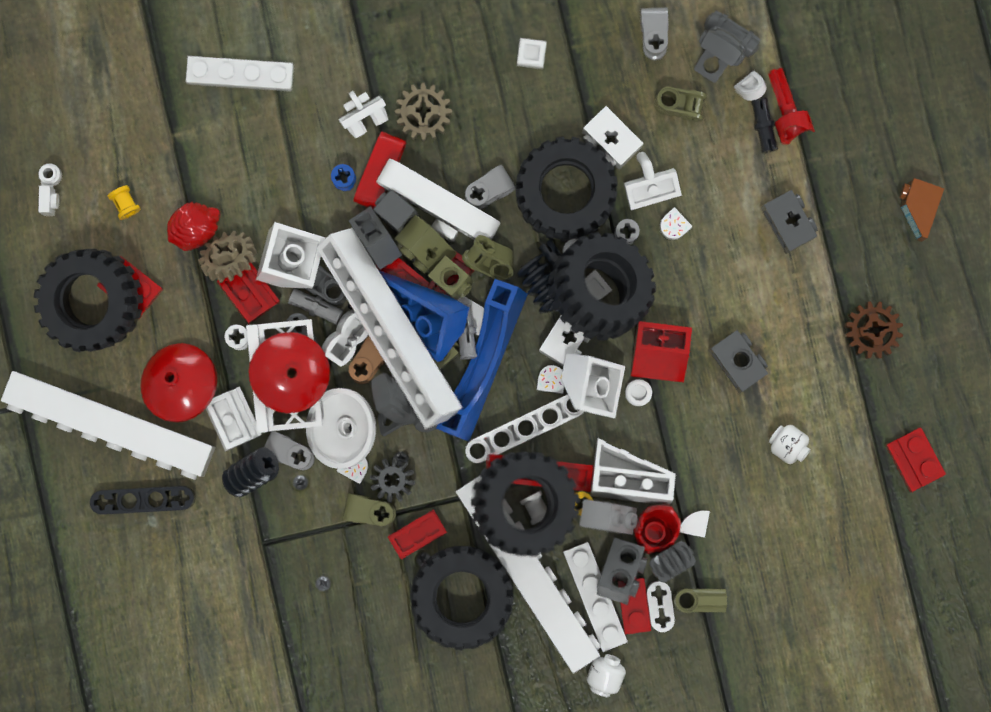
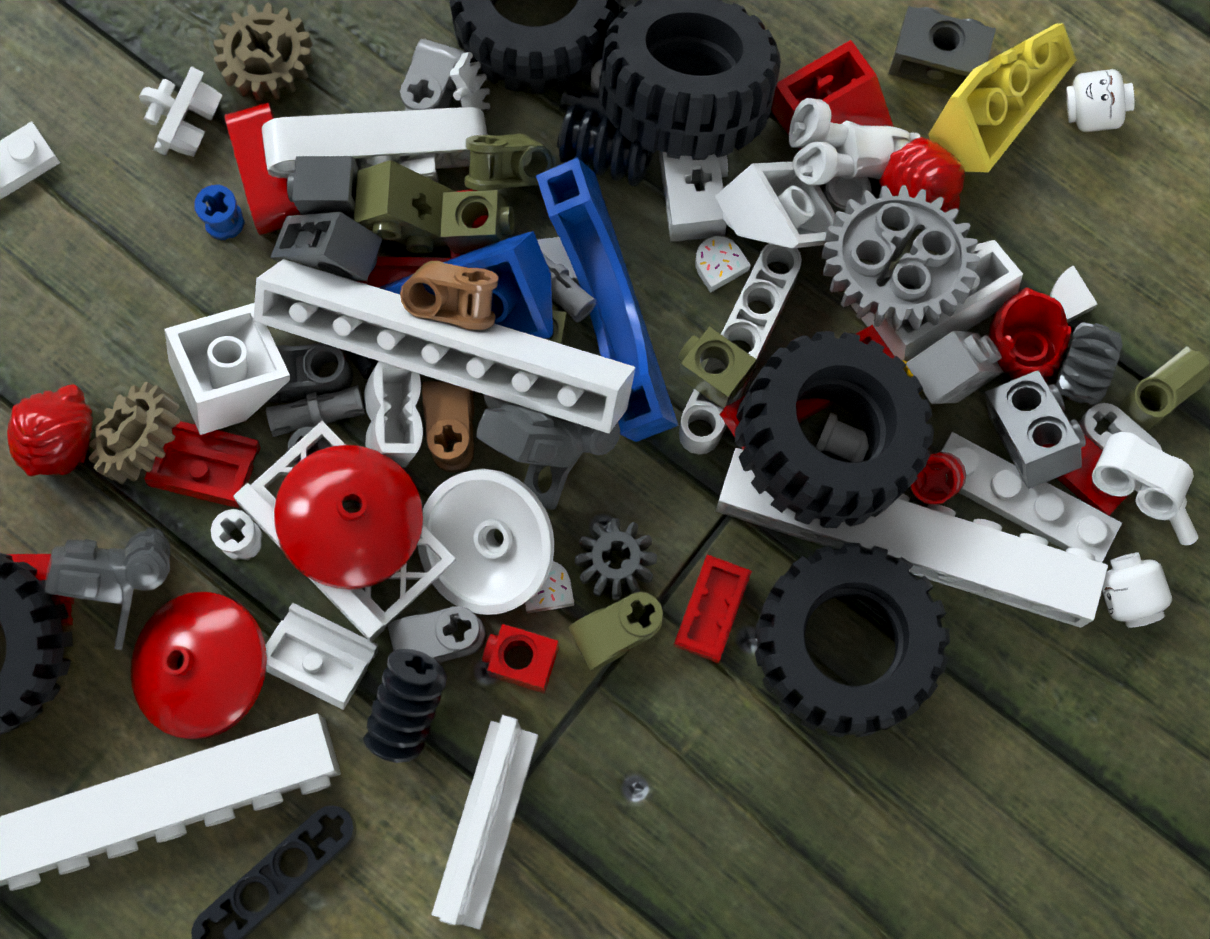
camera: 40 degrees left, 10 degrees down
(170, 315) = (110, 574): none -> dark grey piece
(246, 548) = (485, 824): none -> white fence
(326, 498) = (537, 673): none -> red brick
(408, 309) = (460, 298): none -> medium nougat piece
(499, 445) = (719, 387): none -> olive brick
(504, 205) = (469, 83): none -> white piece
(554, 560) = (931, 482): none -> red wheel
(629, 473) = (938, 280): none -> light grey gear
(654, 383) = (840, 148): none -> white piece
(654, 635) = (1158, 478): none -> white beam
(672, 419) = (926, 167): none -> red hair
(741, 410) = (1002, 98): none -> light yellow wedge

